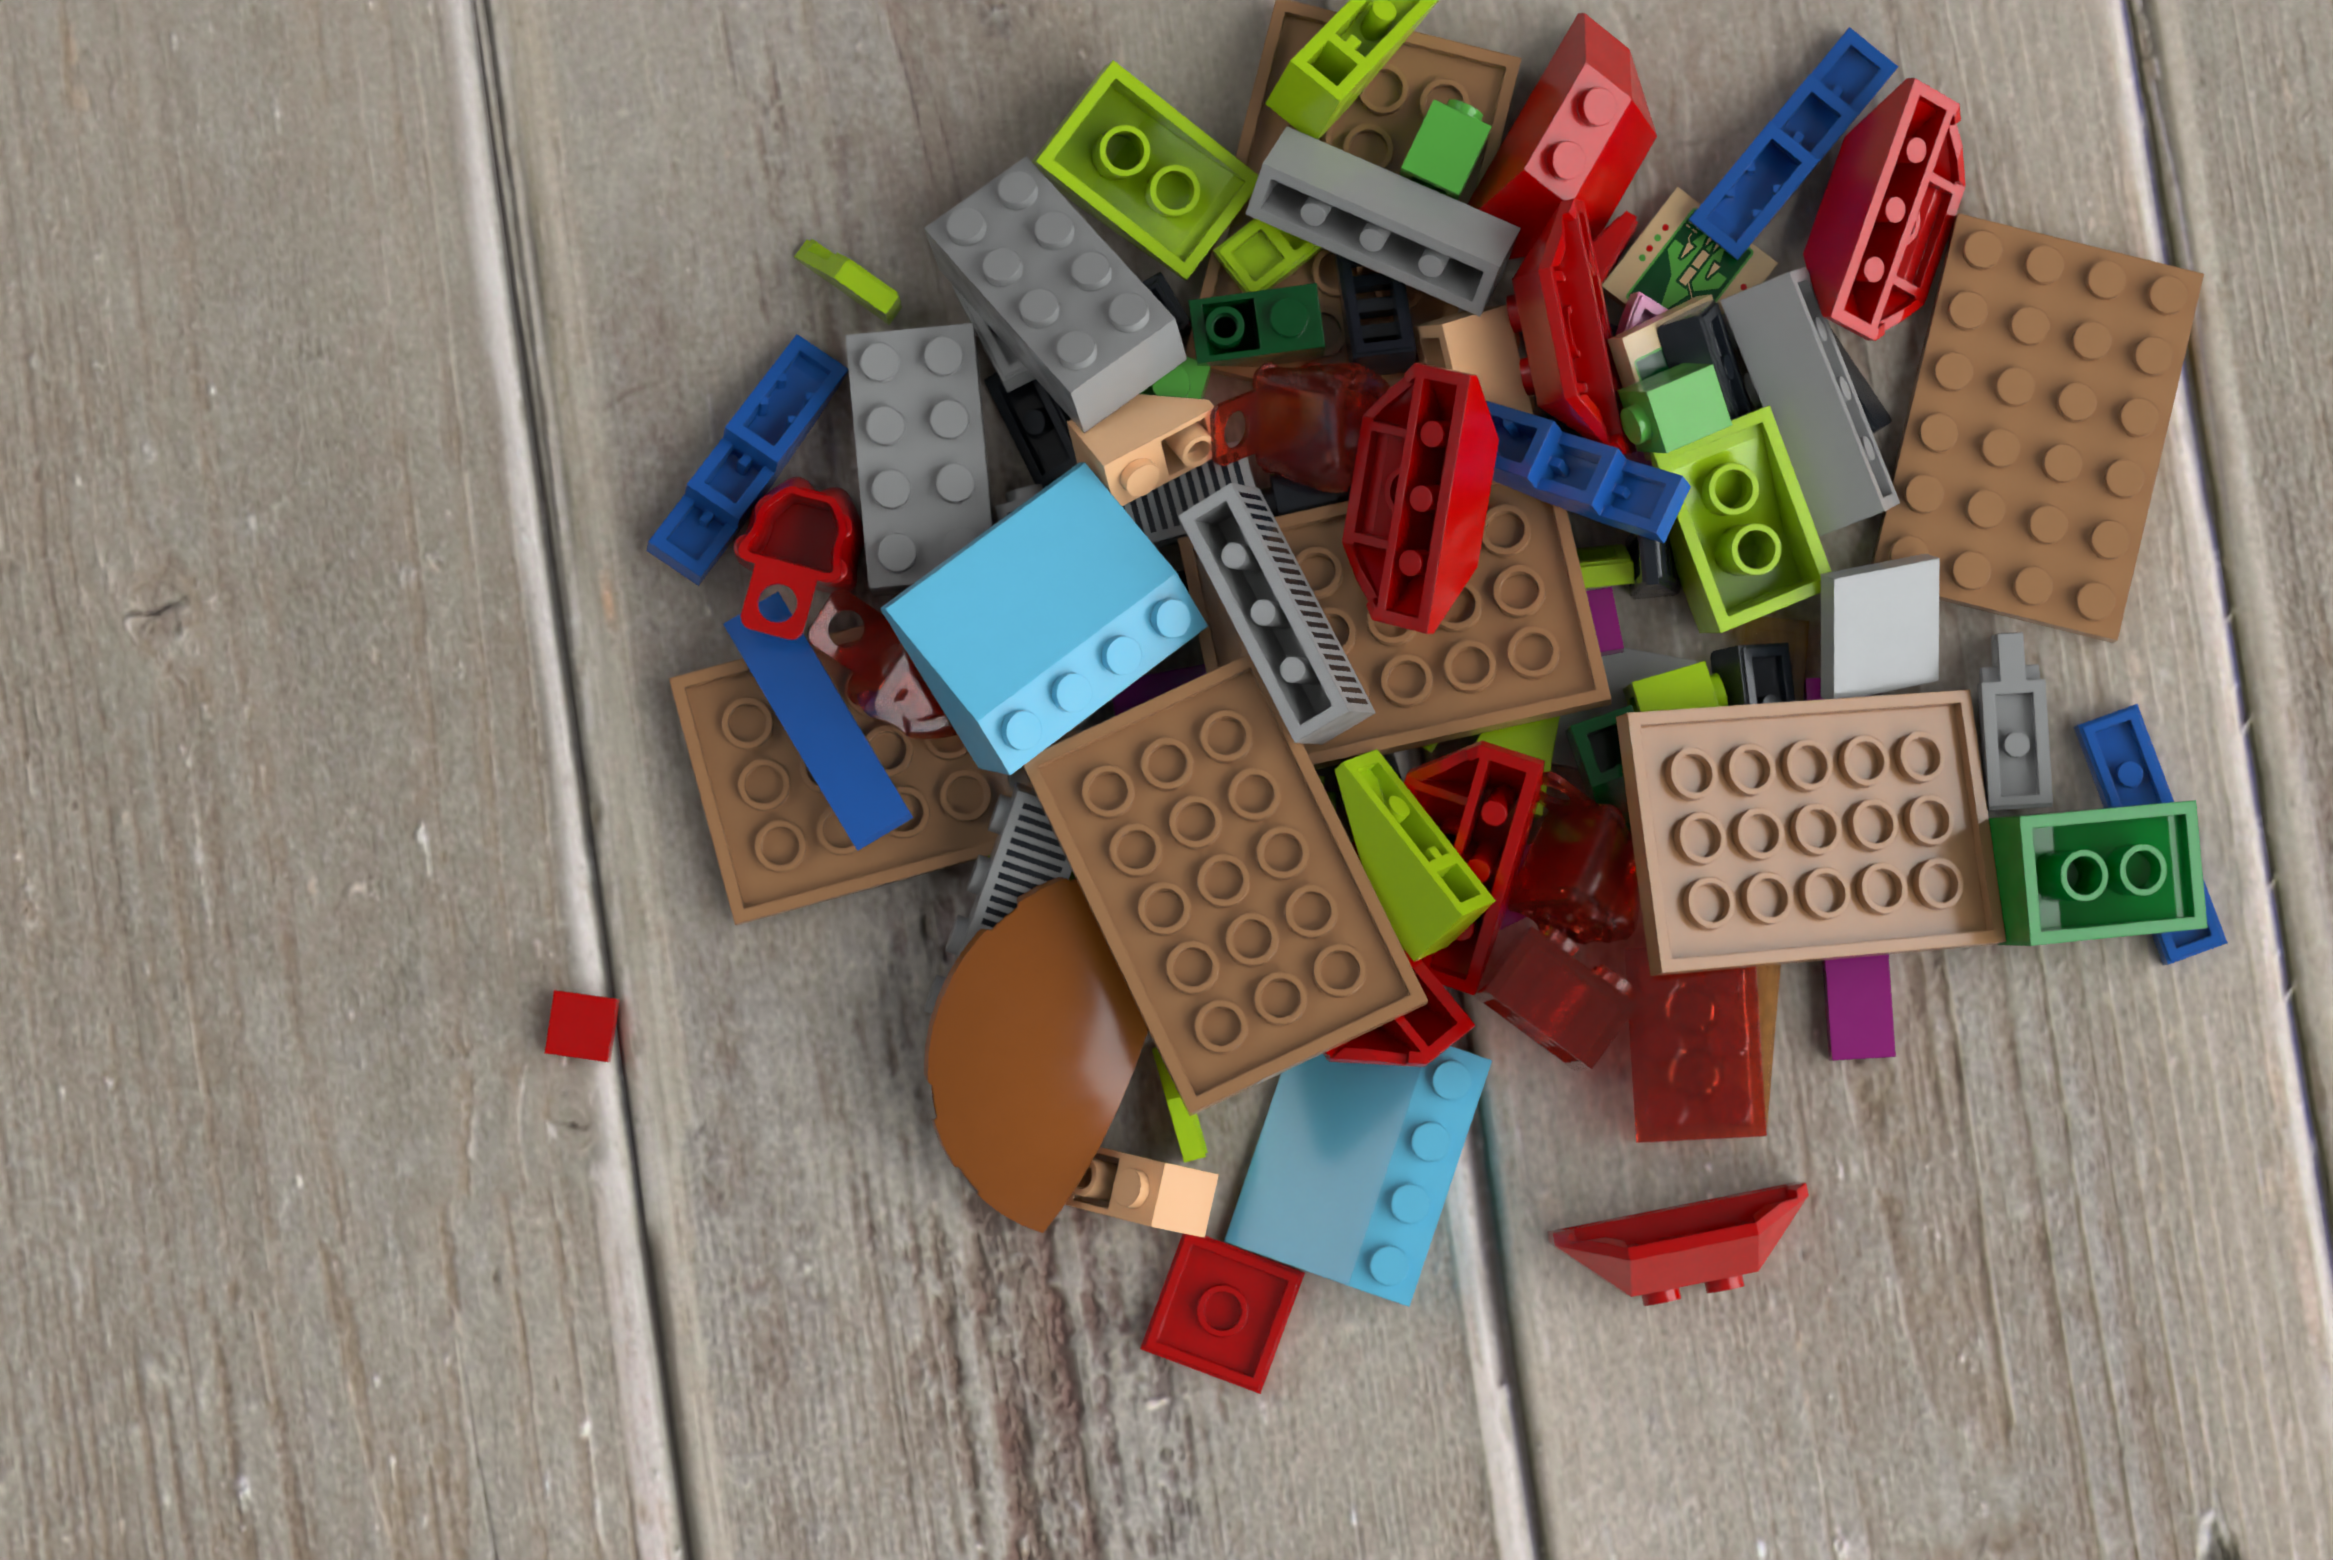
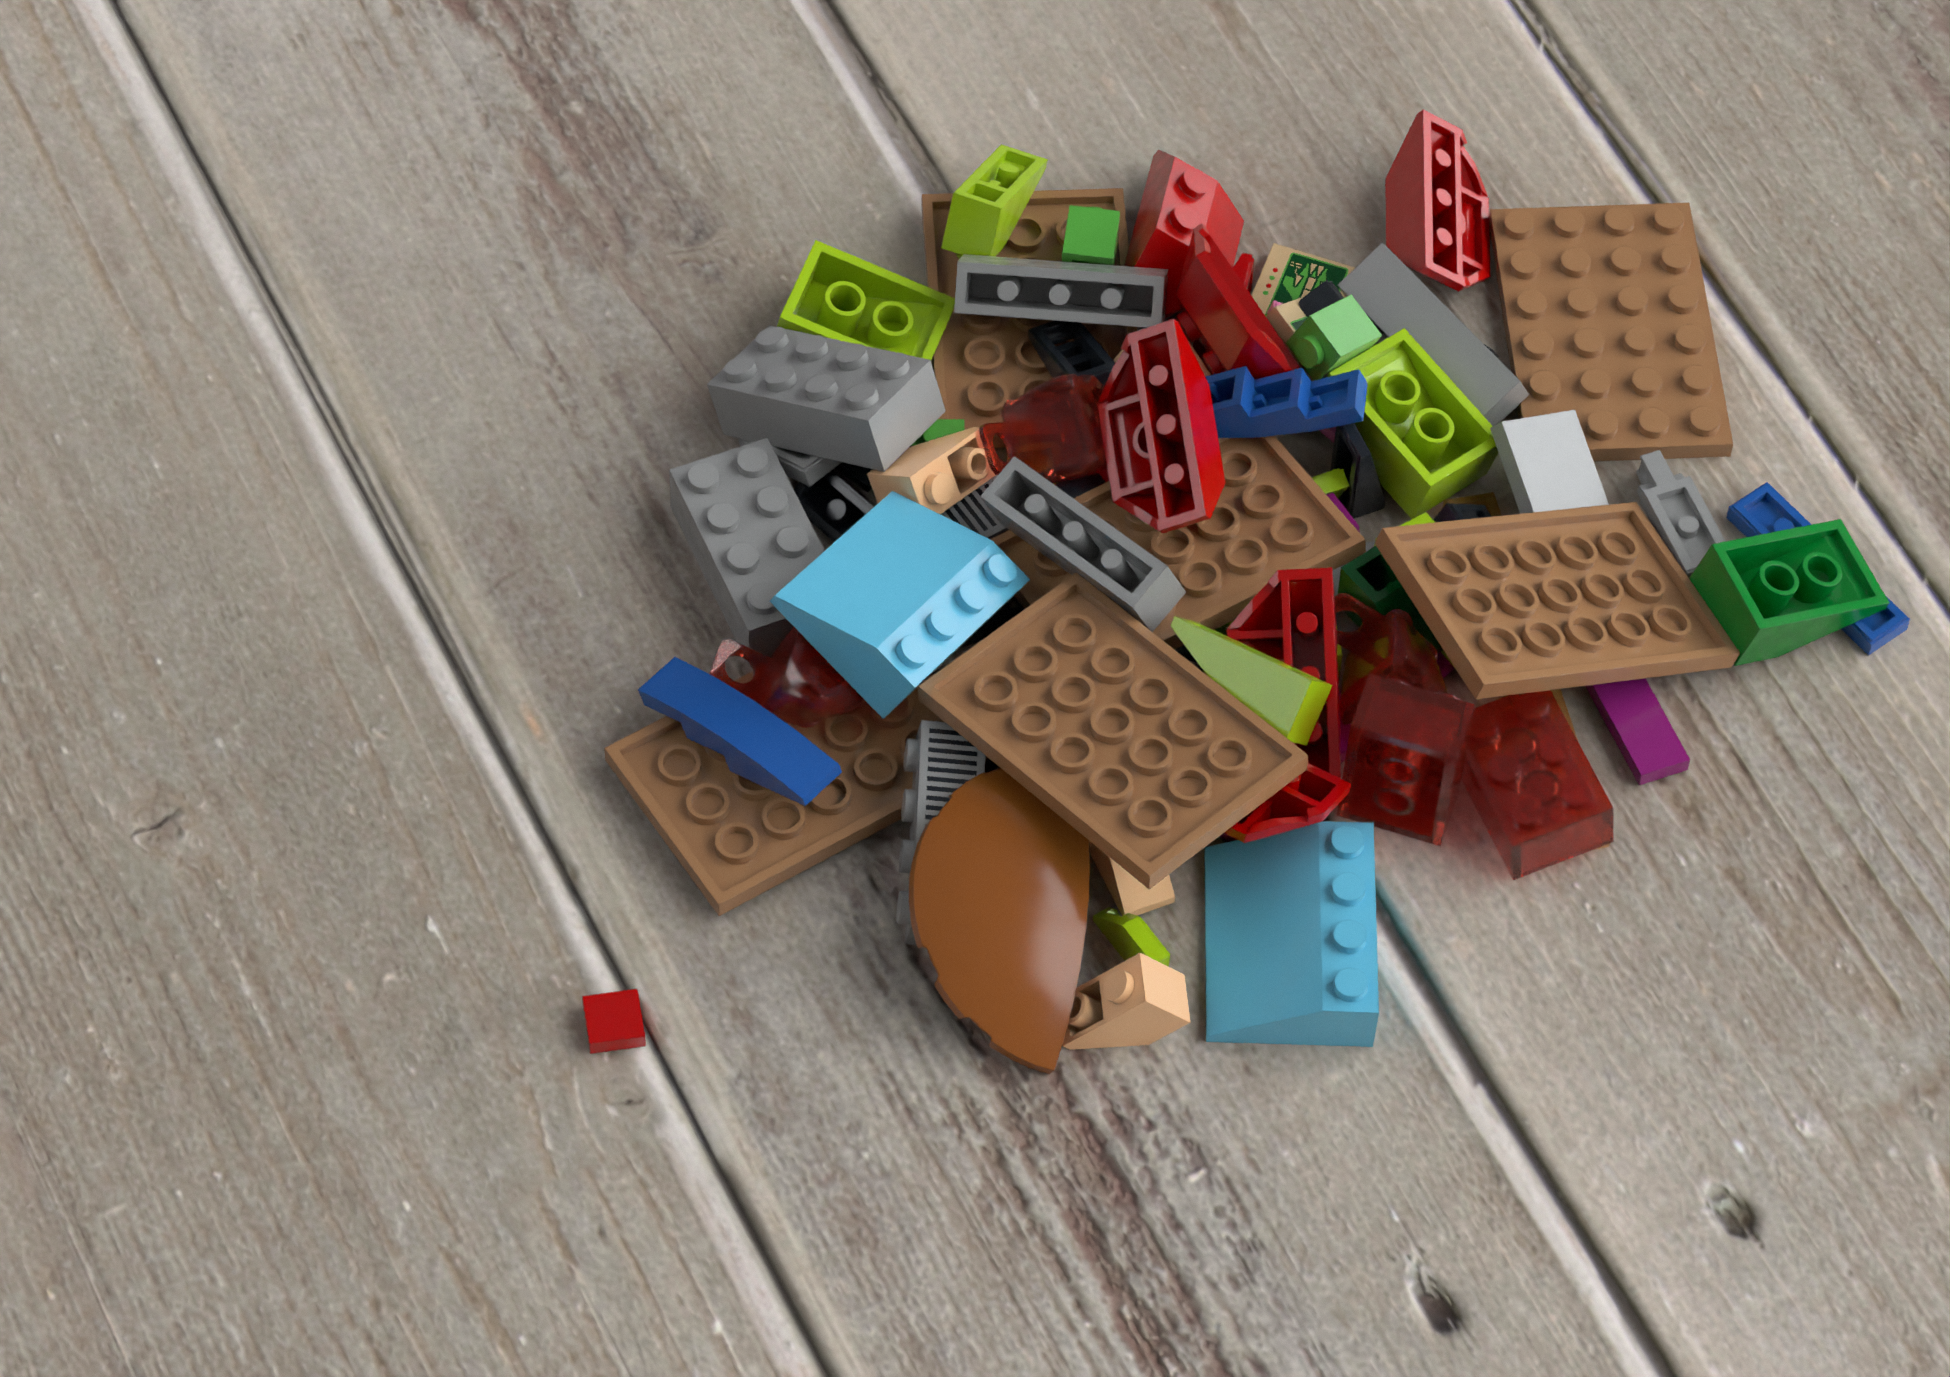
camera: 20 degrees left, 30 degrees down
(747, 459) = (615, 592): blue slope -> none
(799, 542) = (679, 621): red piece -> none
(851, 280) = (655, 451): lime tile -> none
(1222, 1311) = (1224, 1087): red tile -> none
(1258, 327) = (987, 379): dark green slope -> none
(1262, 255) = (980, 347): lime tile -> none
(1685, 1243) = (1572, 929): red wedge -> none
(1793, 143) = (1348, 195): blue slope -> none

